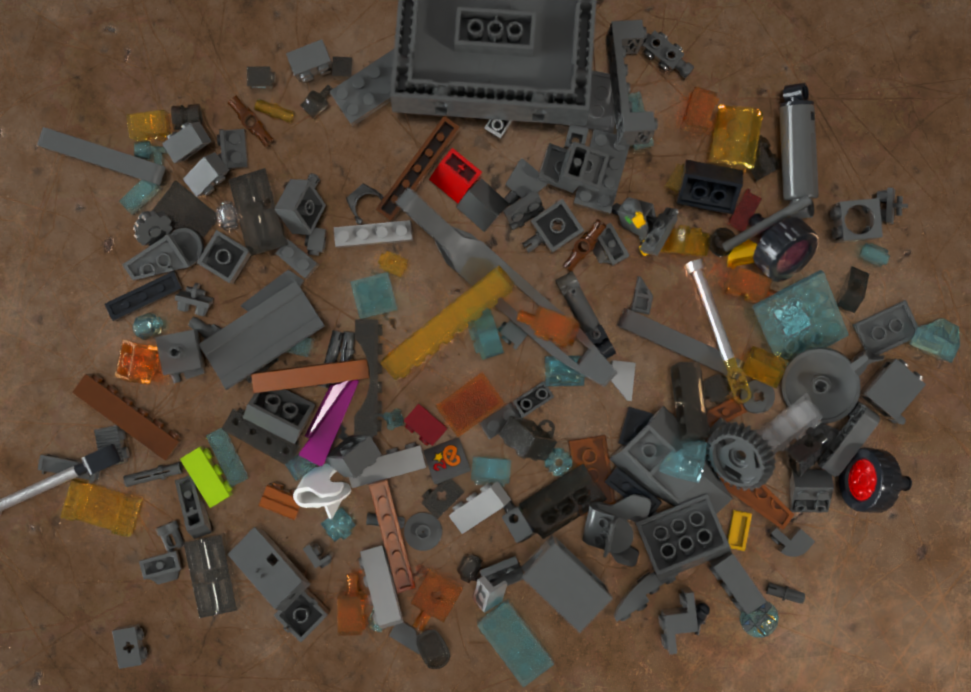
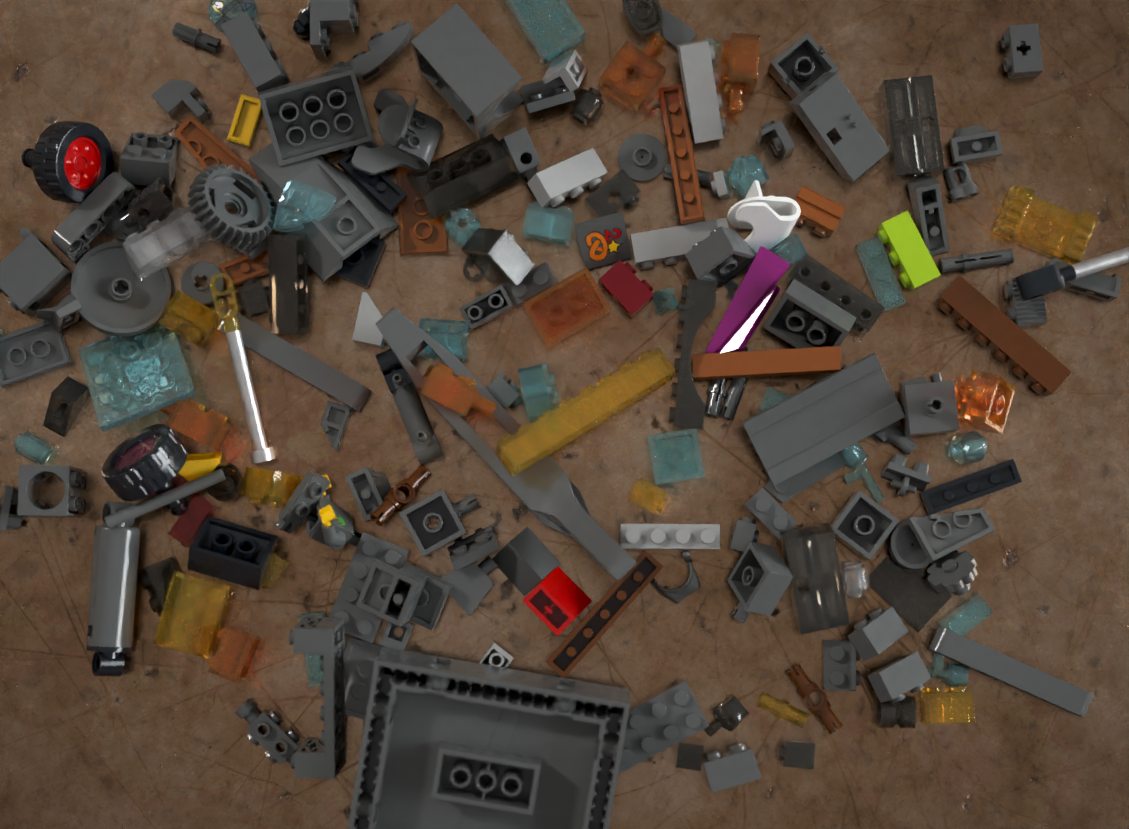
camera: 170 degrees left, 5 degrees down
(234, 309) = (855, 457): none -> clear light blue piece
(359, 514) = (720, 185): none -> light grey plate

